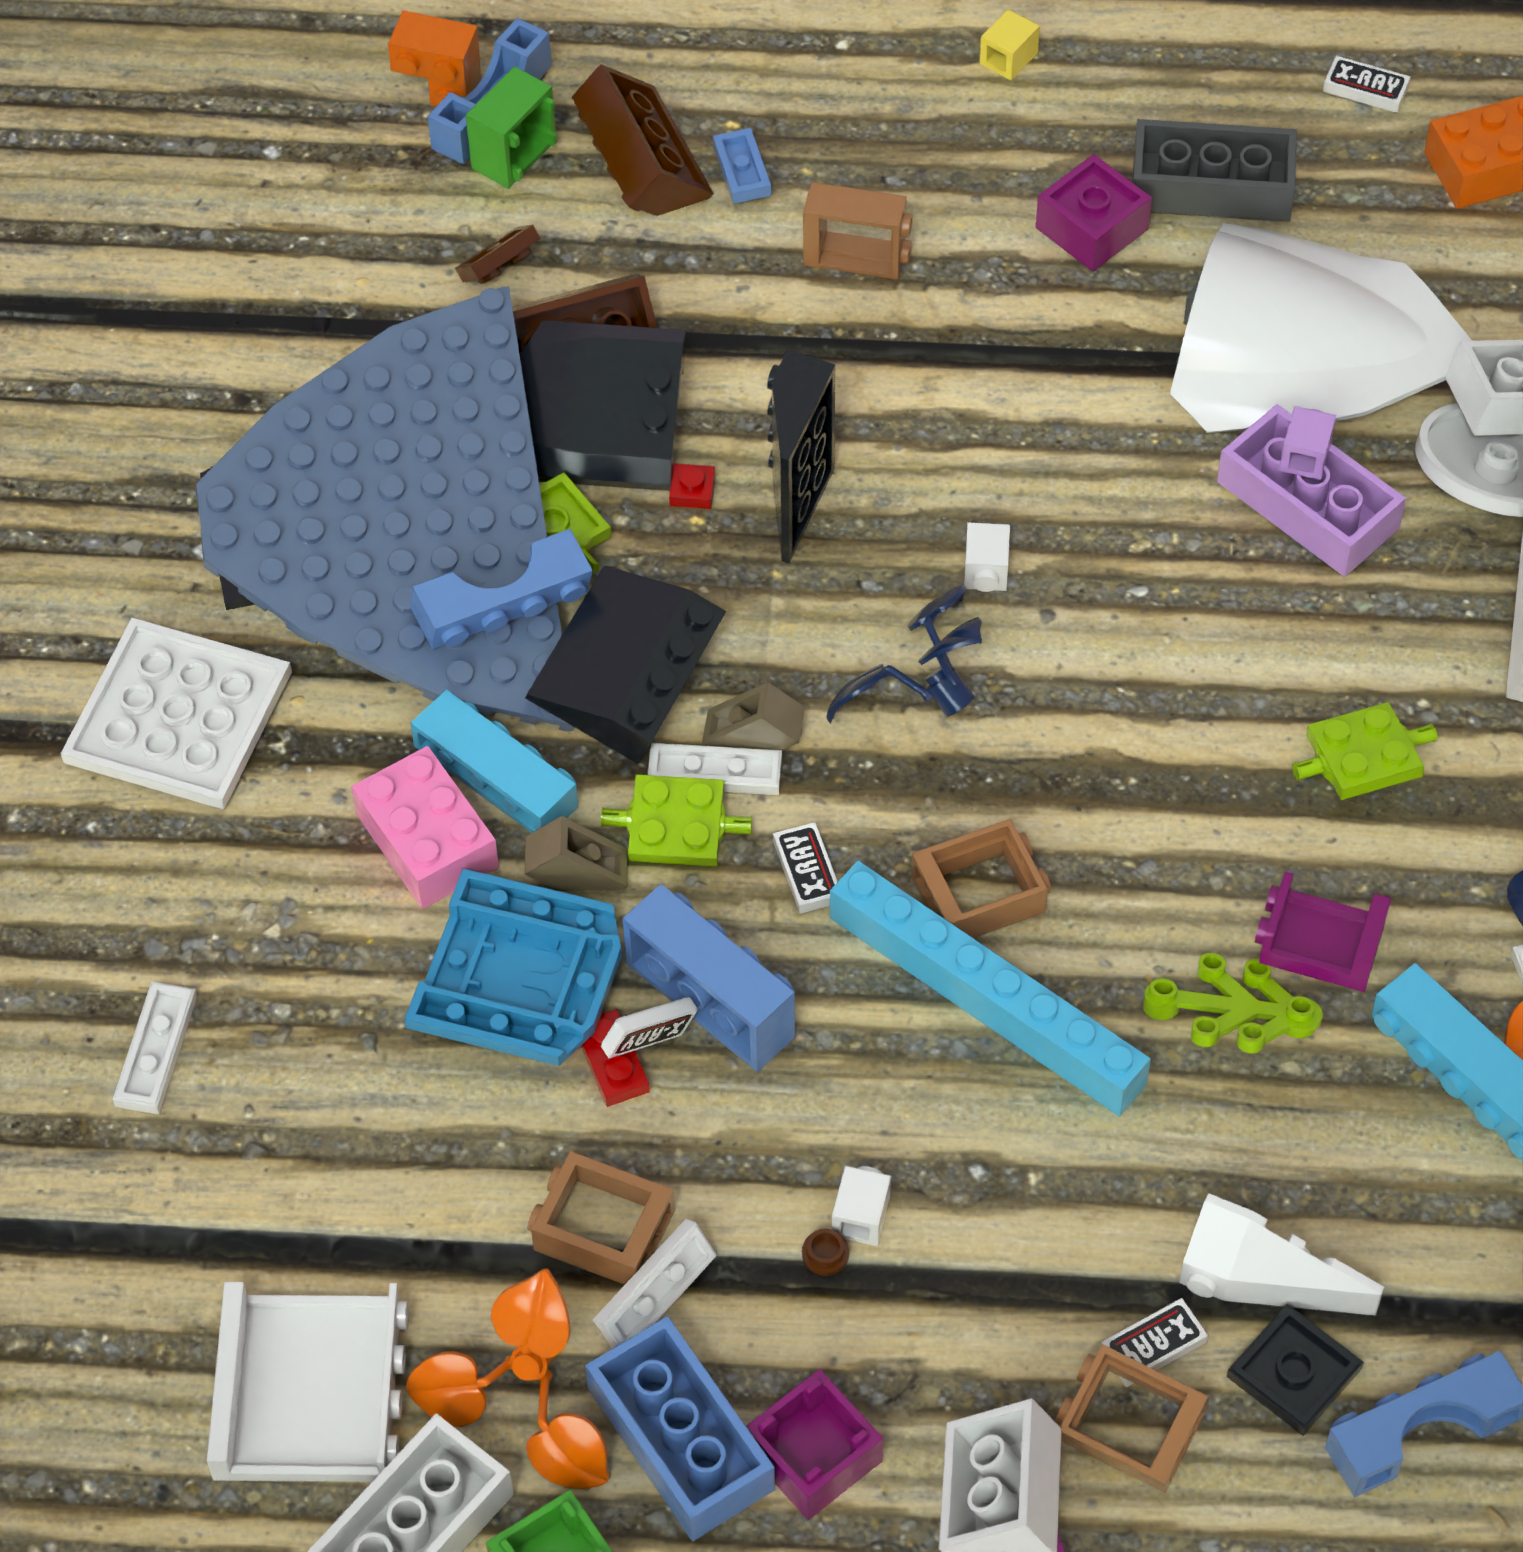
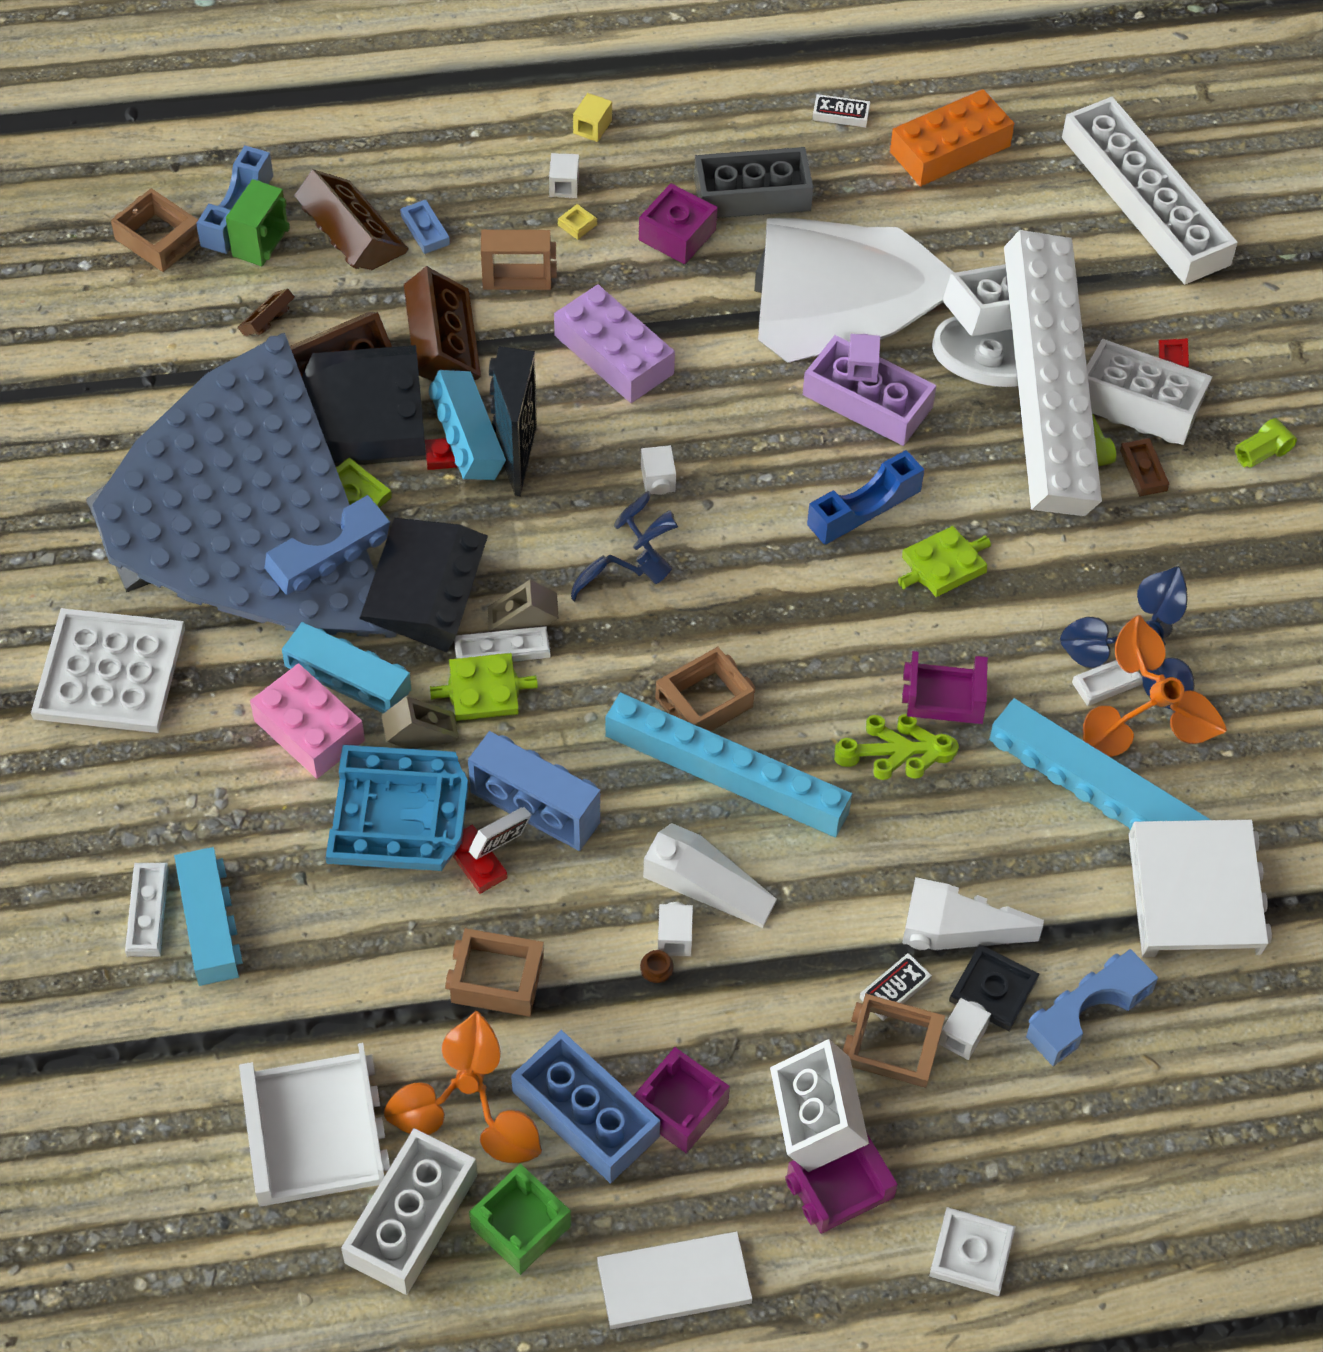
camera: 15 degrees left, 0 degrees up
(230, 1071) = (206, 916): none -> medium azure brick
(389, 144) = (169, 248): none -> medium nougat window
(436, 50) = (193, 177): orange brick -> none
(656, 1284) = (544, 1011): white tile -> none
(732, 310) = (441, 324): none -> reddish brown slope
(734, 452) = (466, 425): none -> medium azure brick
(805, 866) = (581, 703): tile -> none
(921, 1133) = (700, 871): none -> white wedge
(950, 121) = (564, 175): none -> white brick
(955, 189) = (577, 221): none -> light yellow tile
(966, 369) = (614, 343): none -> lavender brick
(1237, 1419) = (964, 1028): none -> white brick
(1313, 629) = (892, 484): none -> blue arch

